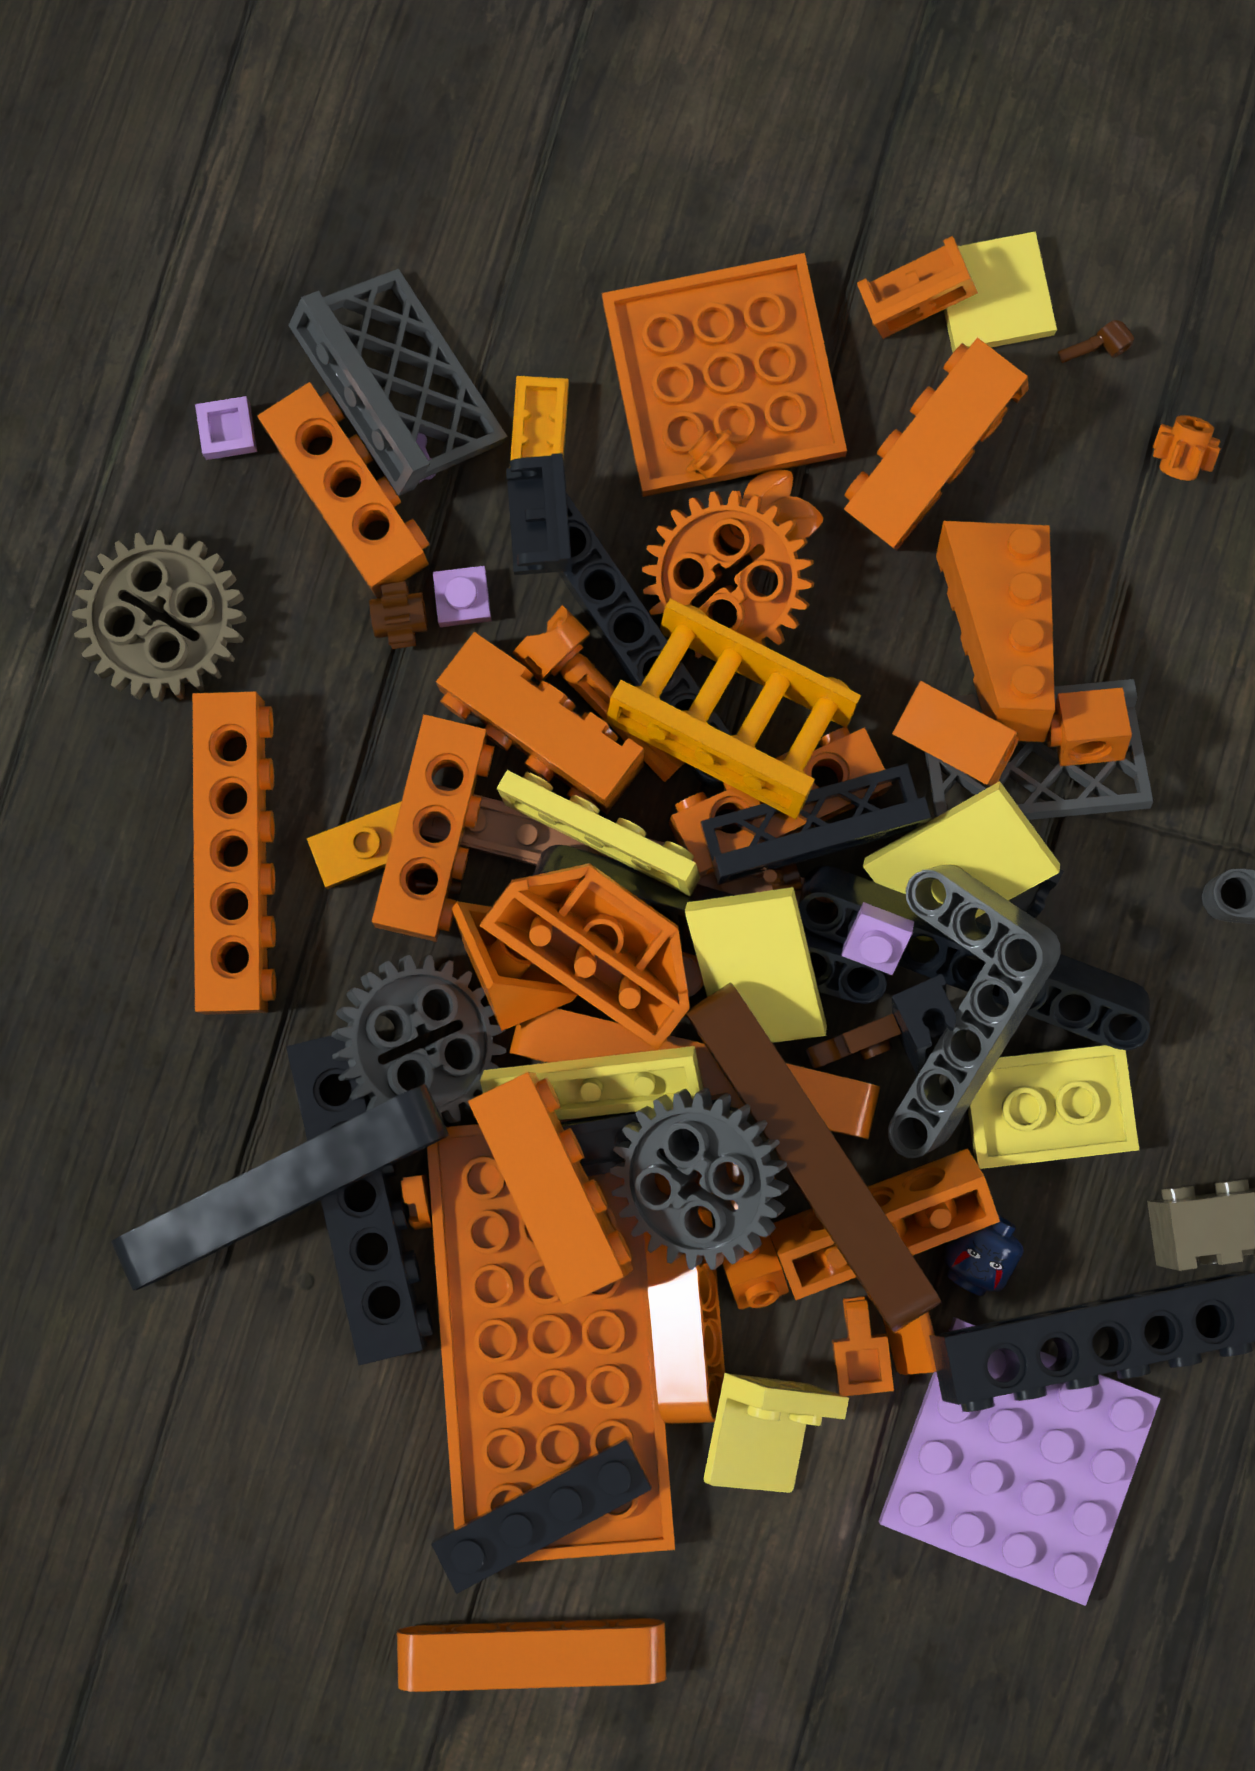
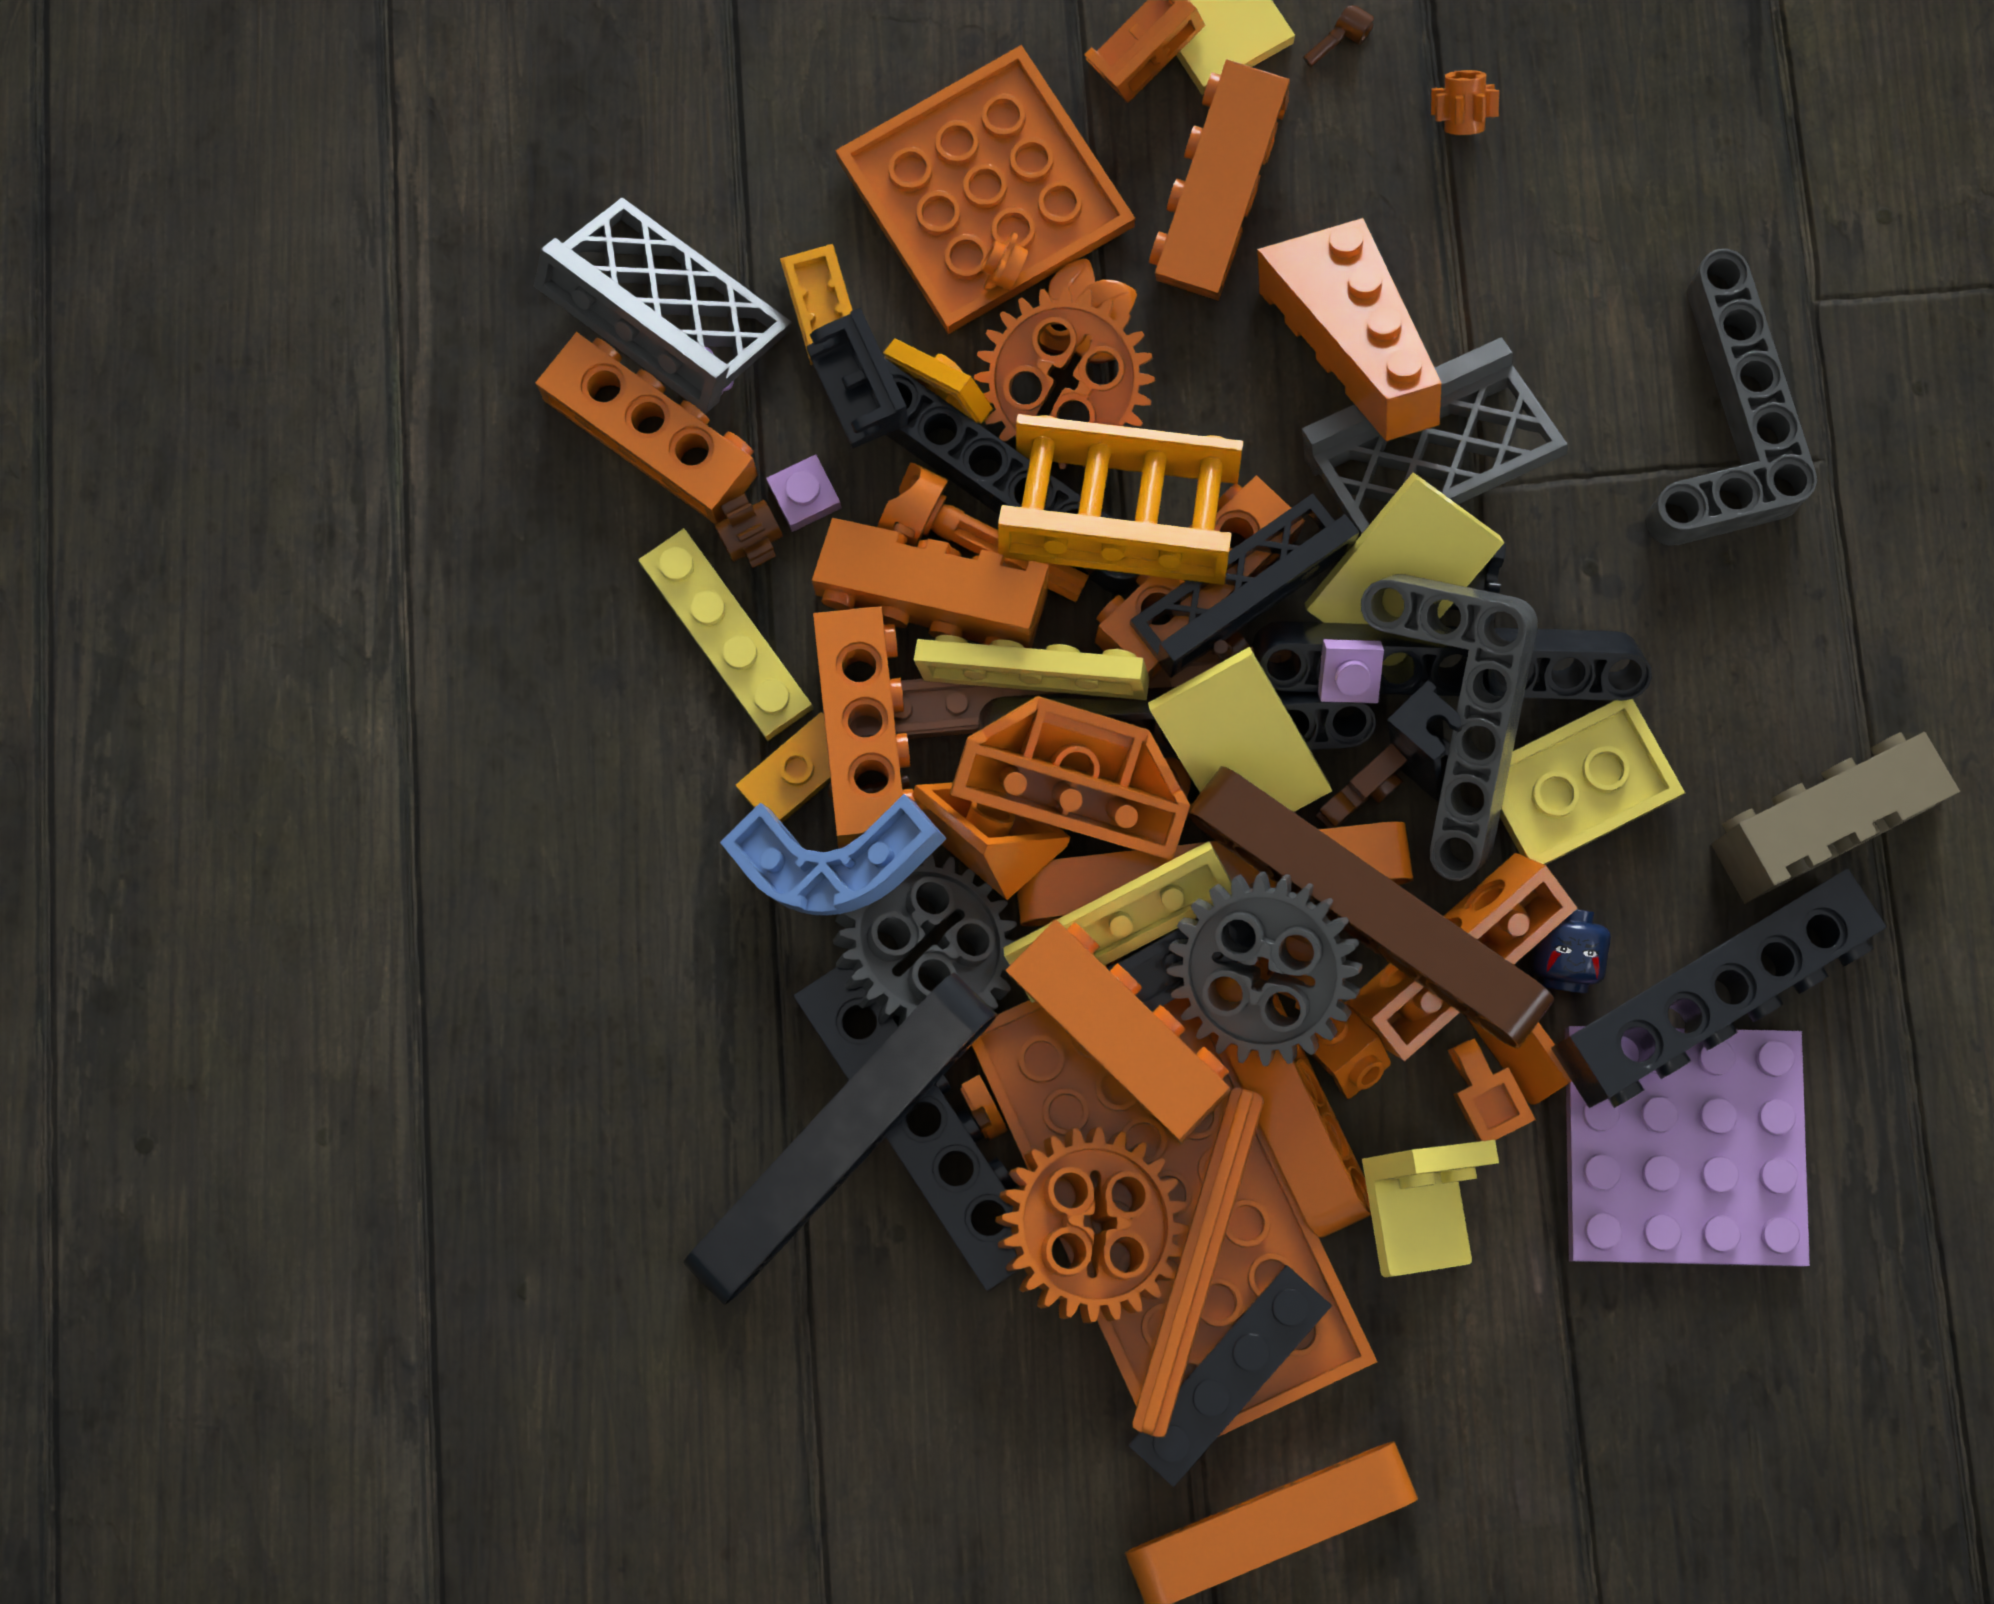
camera: 25 degrees left, 5 degrees down
(183, 577) = (492, 663): dark tan gear -> none
(215, 722) = (603, 697): orange brick -> none
(226, 428) = (505, 409): lavender plate -> none
(347, 699) = (726, 634): none -> light yellow plate
(359, 960) = (838, 878): none -> medium blue plate
(514, 1360) = (1040, 1219): none -> orange gear
(548, 1410) = (1198, 1263): none -> orange axle
(616, 538) = (941, 377): none -> light orange plate
(957, 734) = (1352, 444): orange hinge -> none
(1090, 727) = (1480, 394): orange brick -> none

